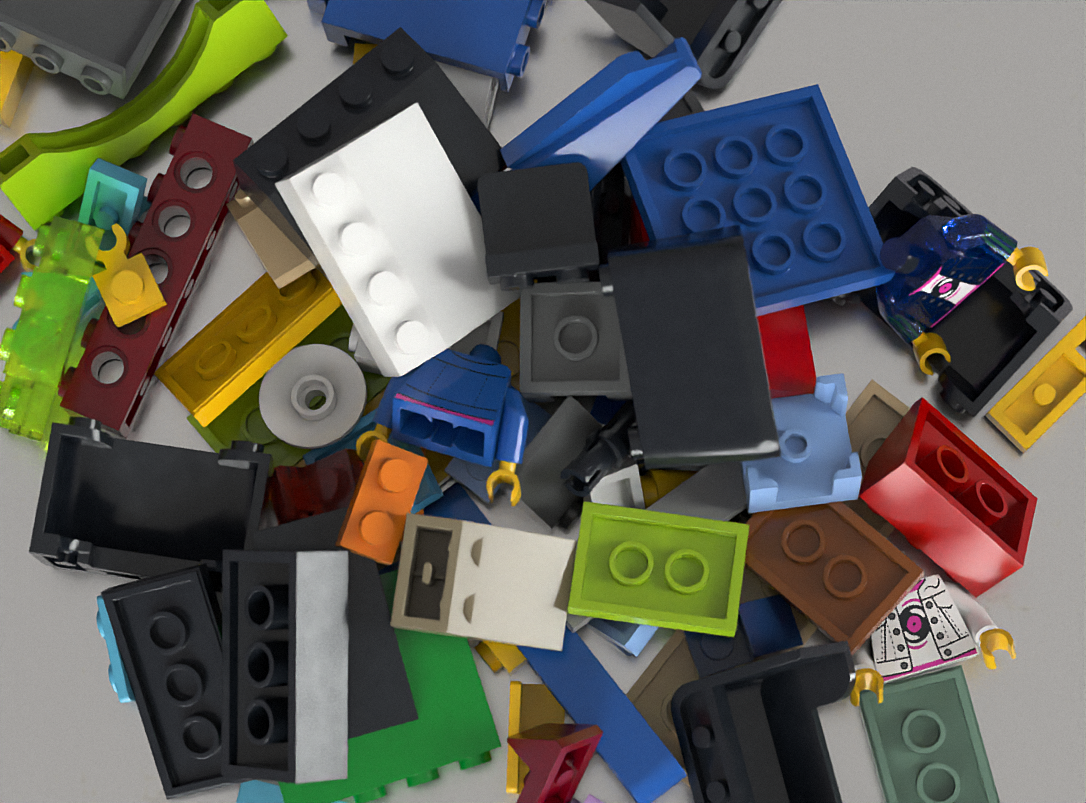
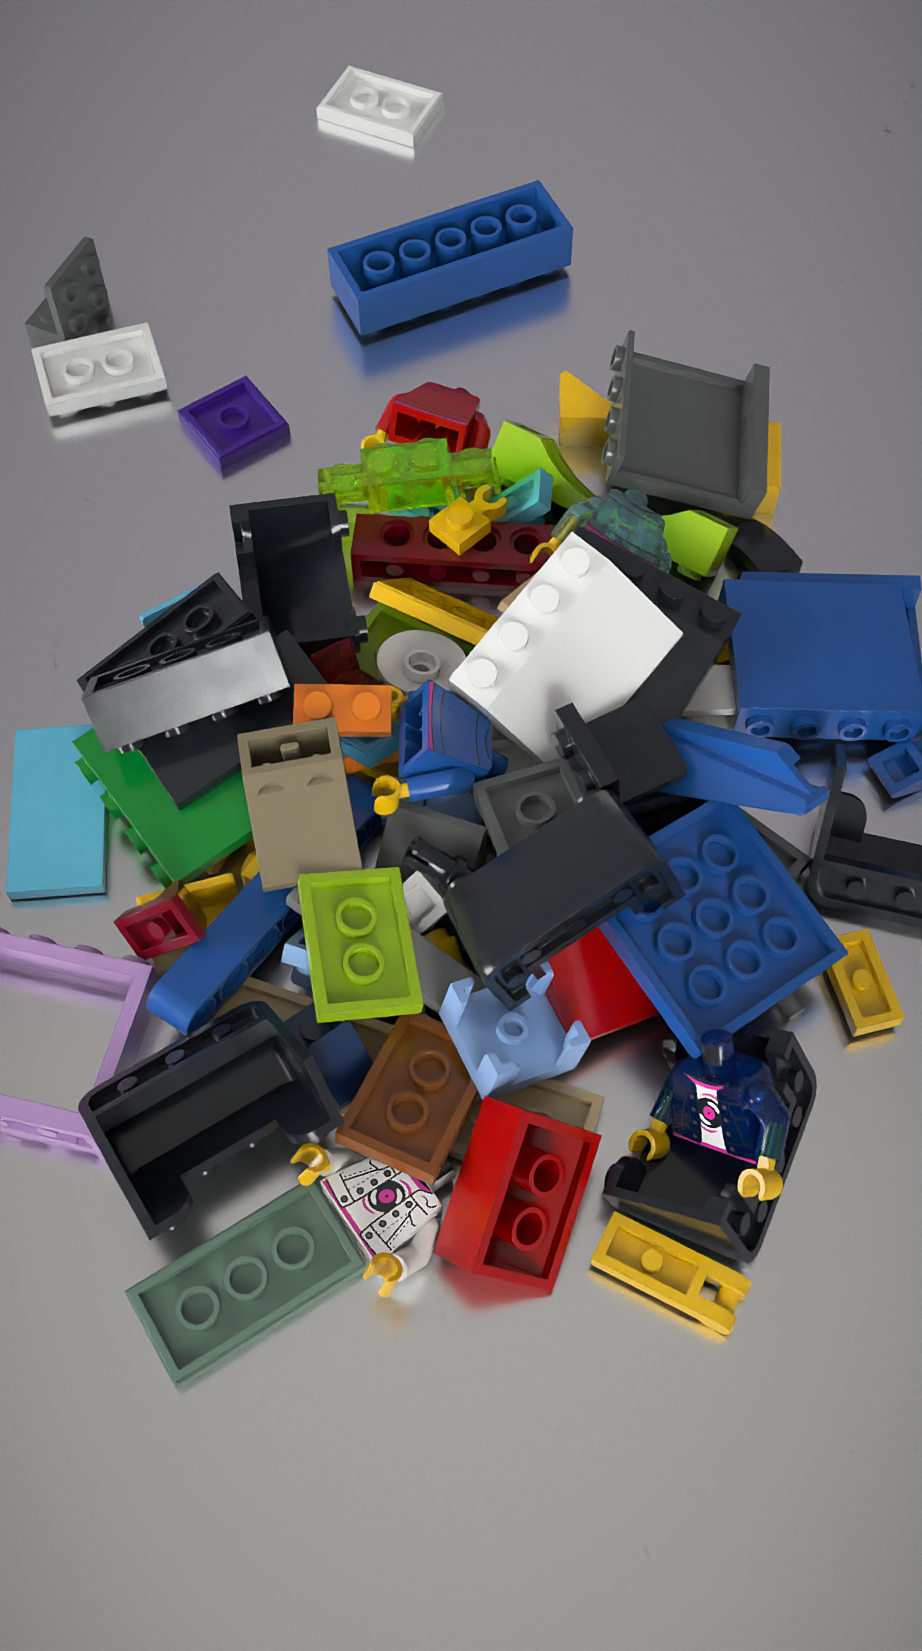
camera: 70 degrees right, 20 degrees down
(217, 119) = (620, 520): none -> clear light blue torso
(844, 79) = (864, 986): none -> yellow plate

